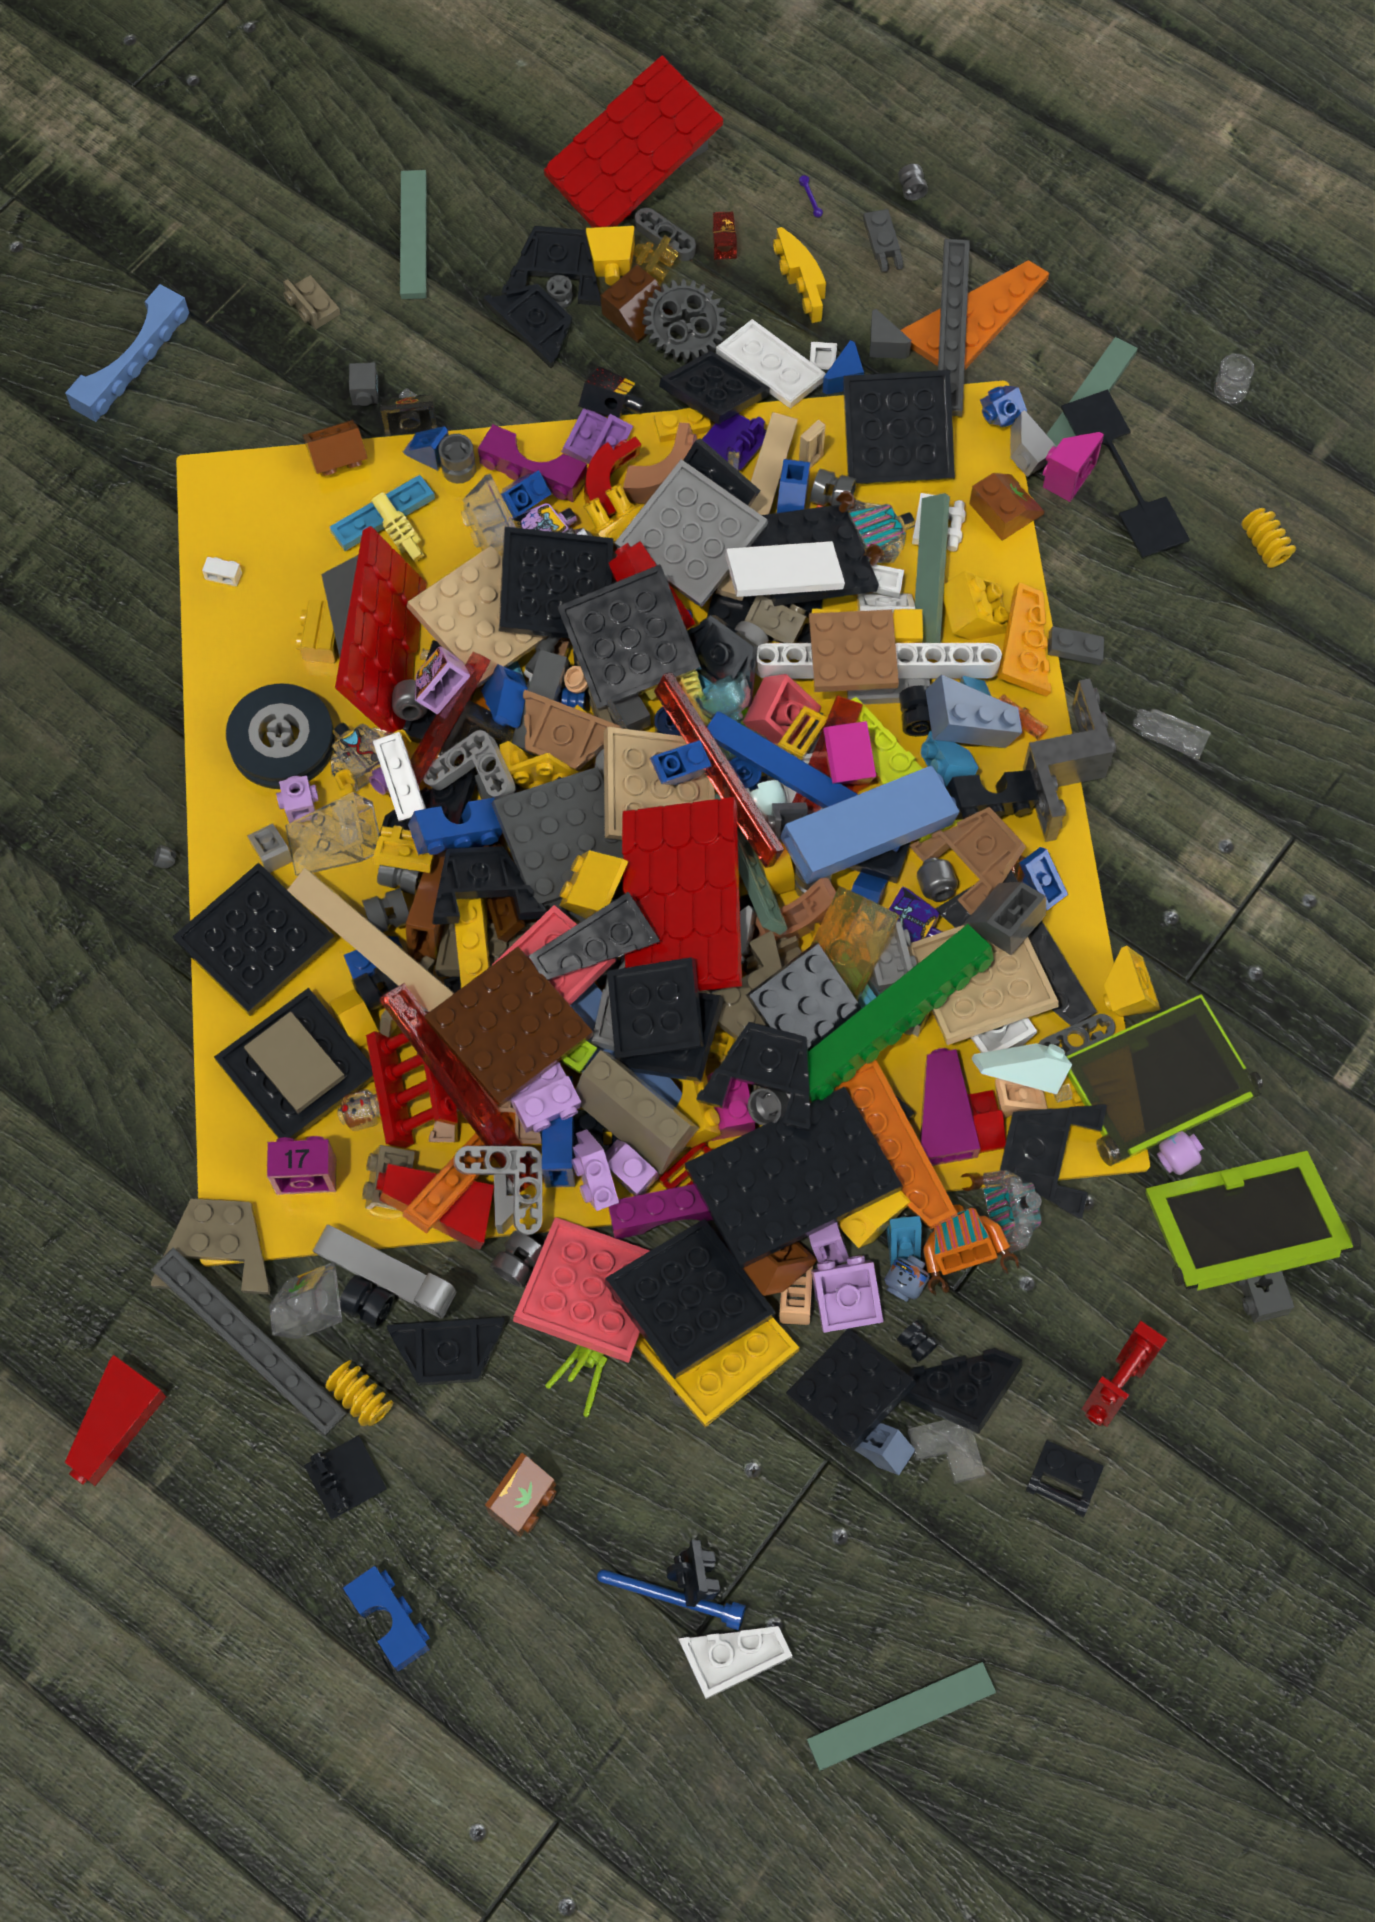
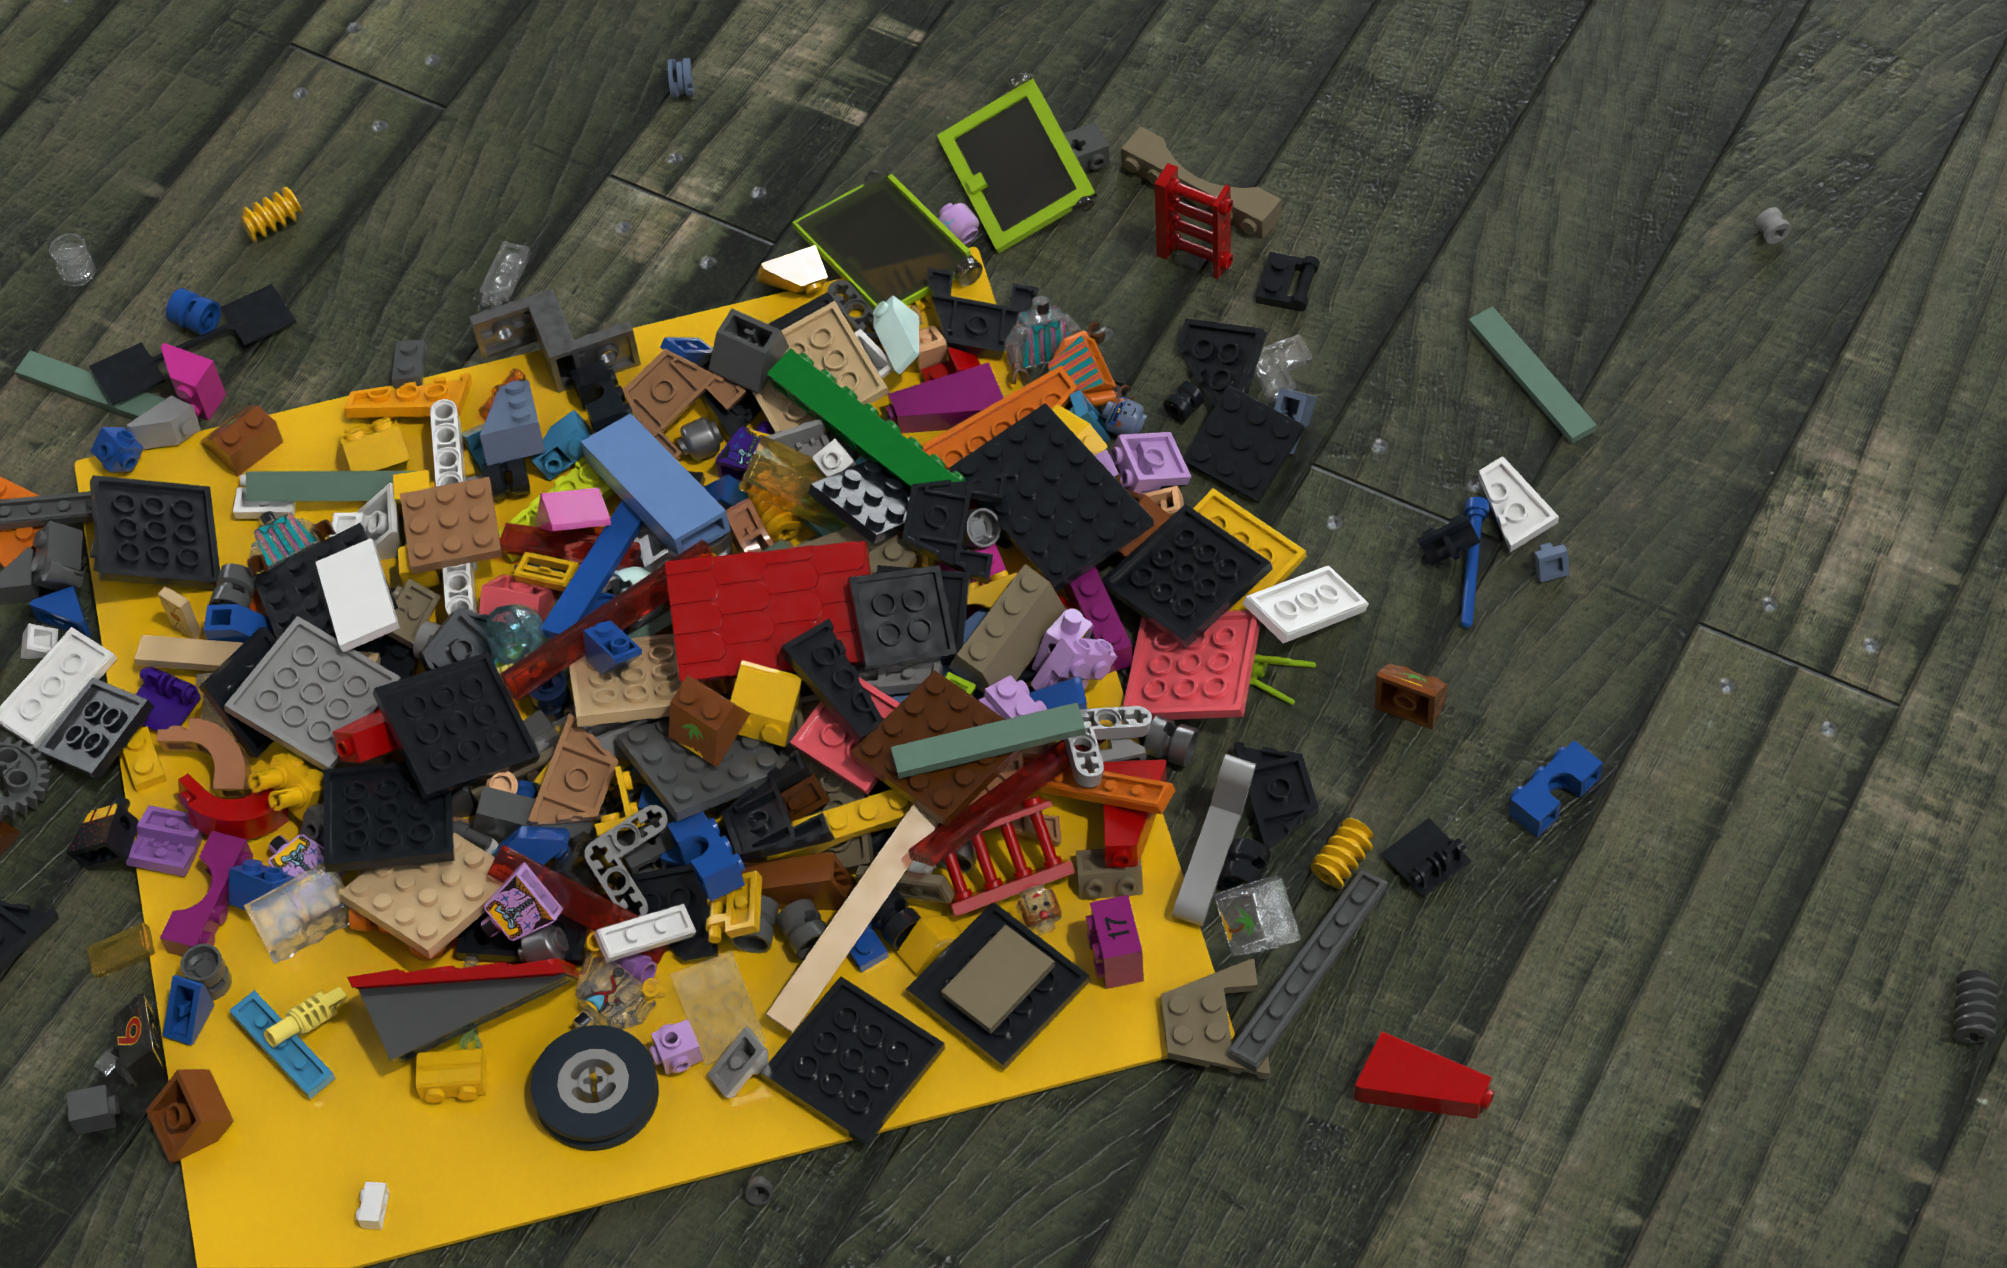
camera: 95 degrees left, 10 degrees down
(493, 1062) = (988, 740): none -> sand green tile
(504, 406) = (121, 950): none -> clear yellow tile
(581, 831) = (704, 720): none -> dark orange slope
(639, 1410) = (1305, 604): none -> white tile
(652, 1677) = (1551, 562): none -> sand blue tile
(862, 980) = (833, 459): none -> white bracket
(893, 359) = (57, 557): none -> dark grey hinge
(1159, 472) = (192, 311): none -> blue wheel
(1164, 1453) = (1252, 208): none -> dark tan arch

